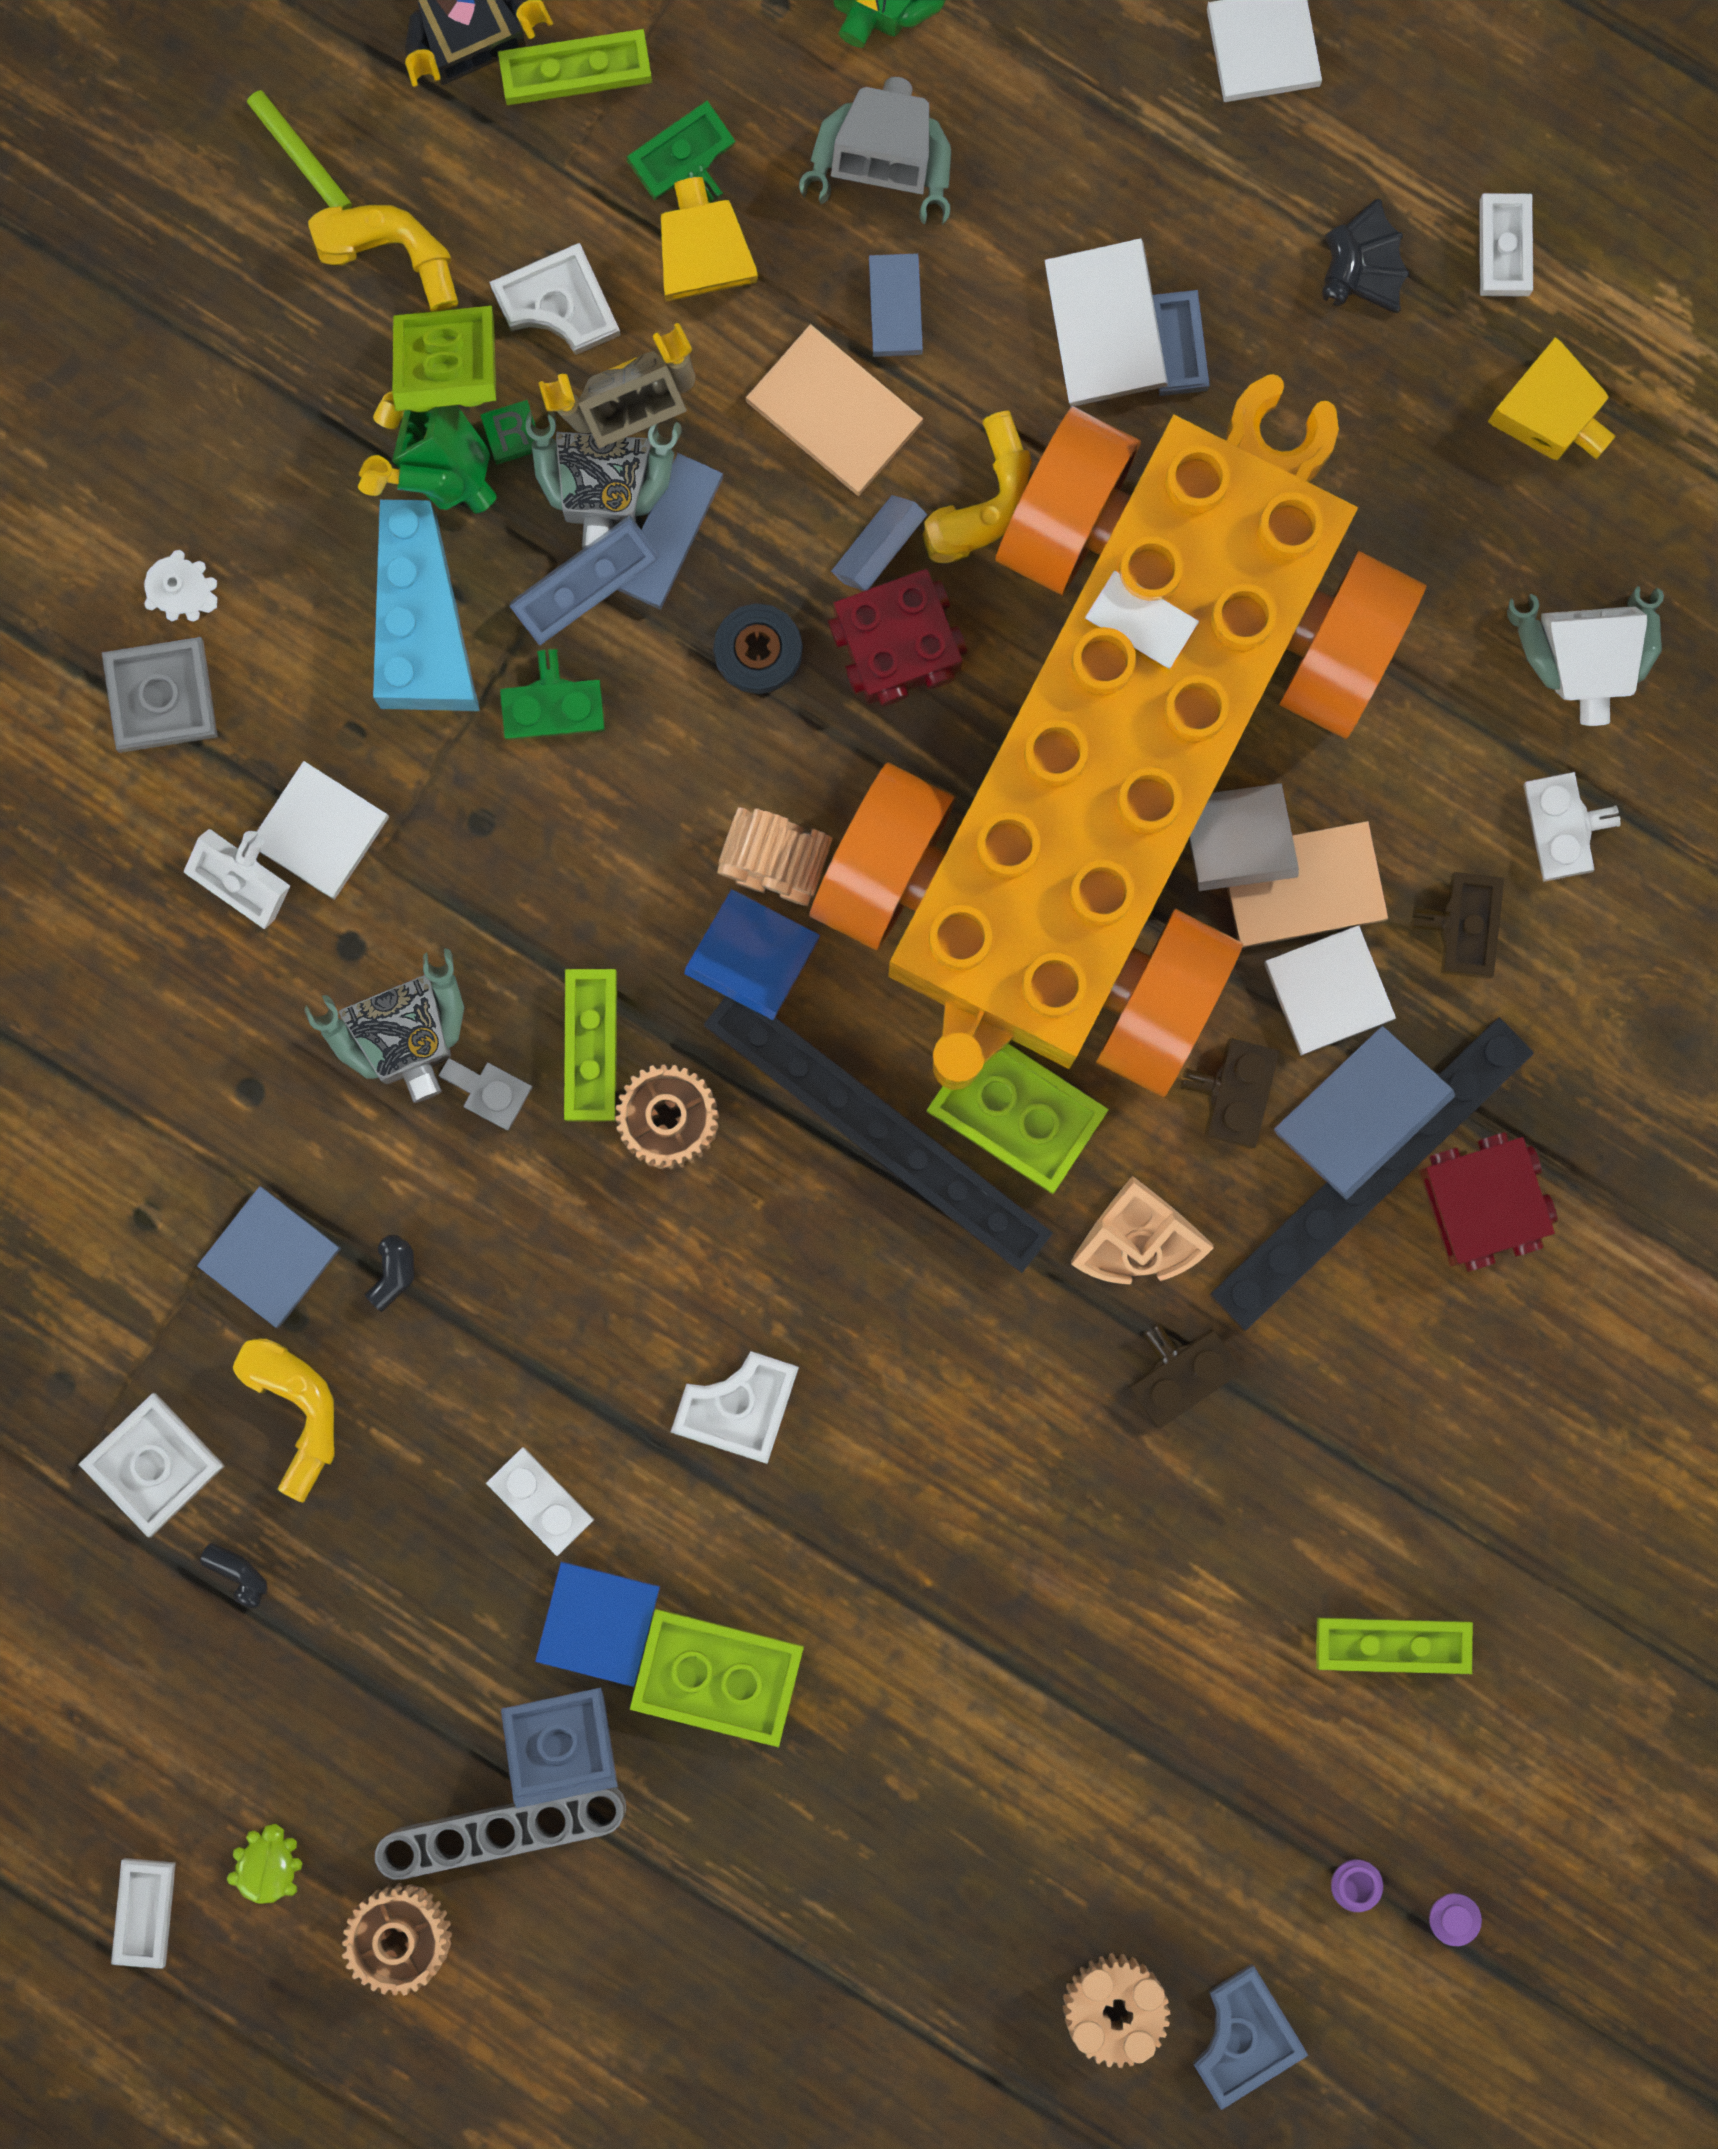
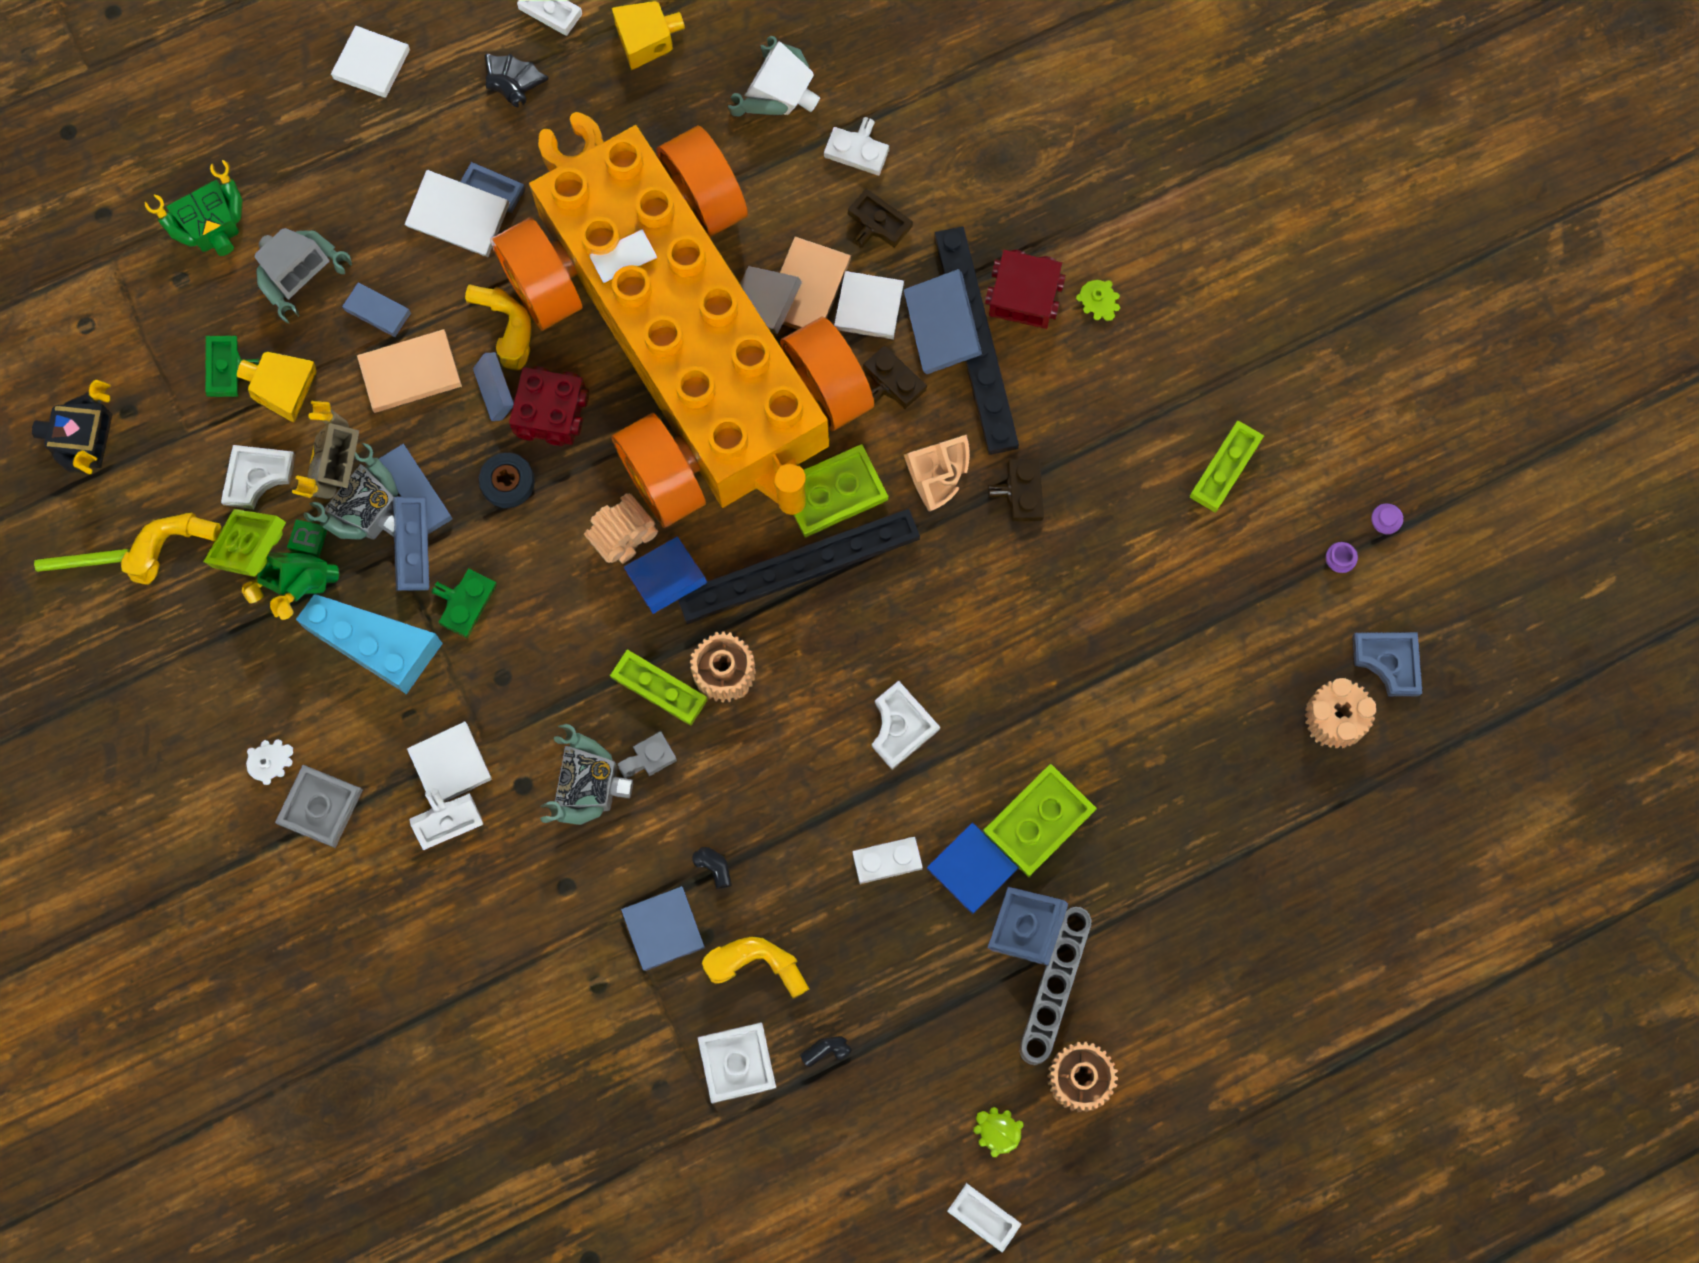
camera: 55 degrees left, 10 degrees down
(575, 67) = (140, 393): lime plate -> none
(1543, 1315) = (1100, 299): none -> lime piece

